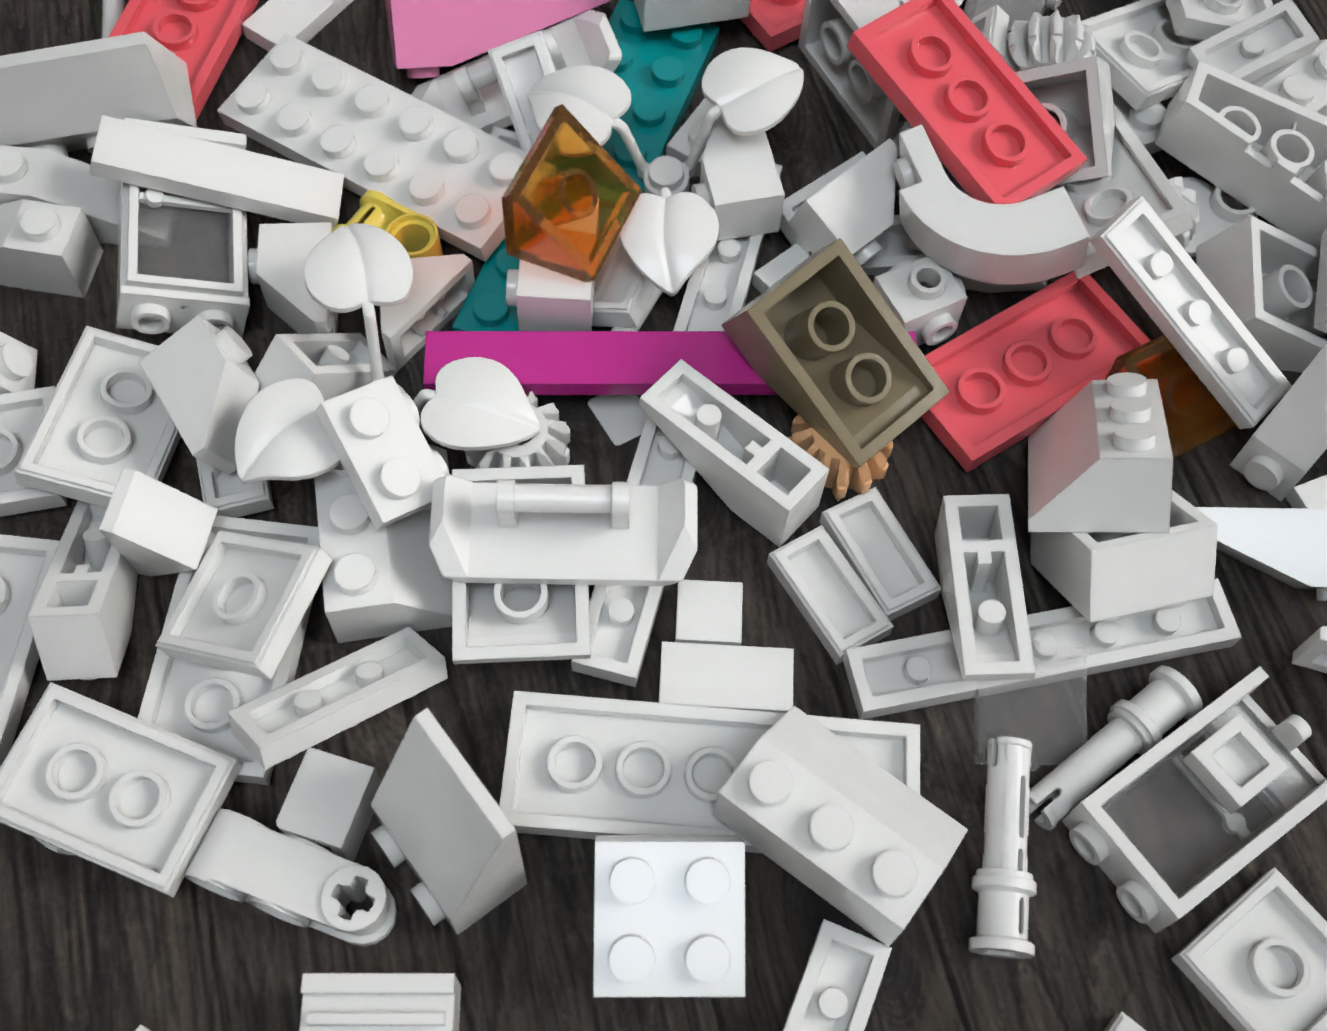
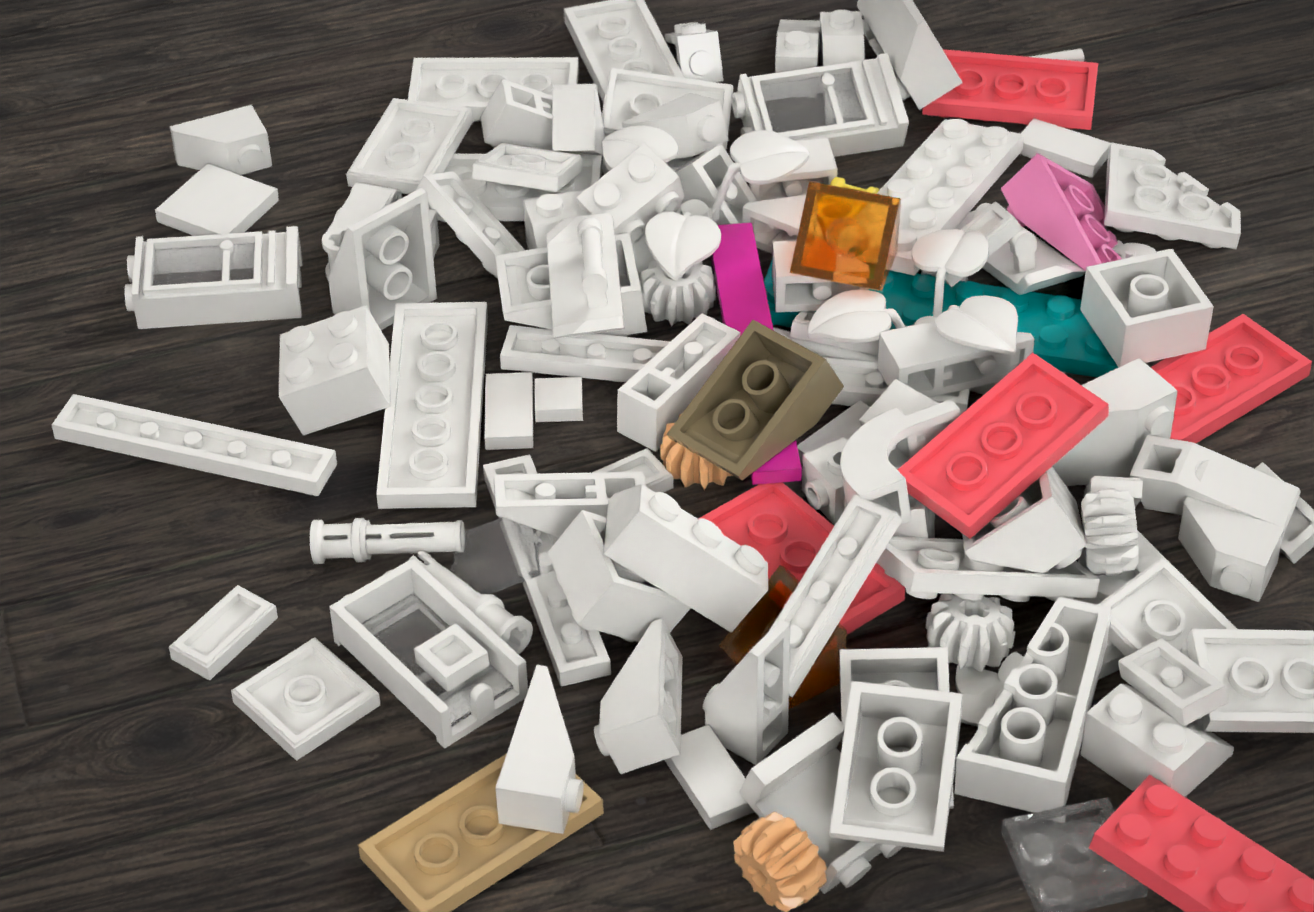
camera: 90 degrees right, 20 degrees down
(215, 173) = (857, 108): white tile -> none
(829, 593) = (586, 452): white tile -> none
(839, 824) = (393, 435): white slope -> none

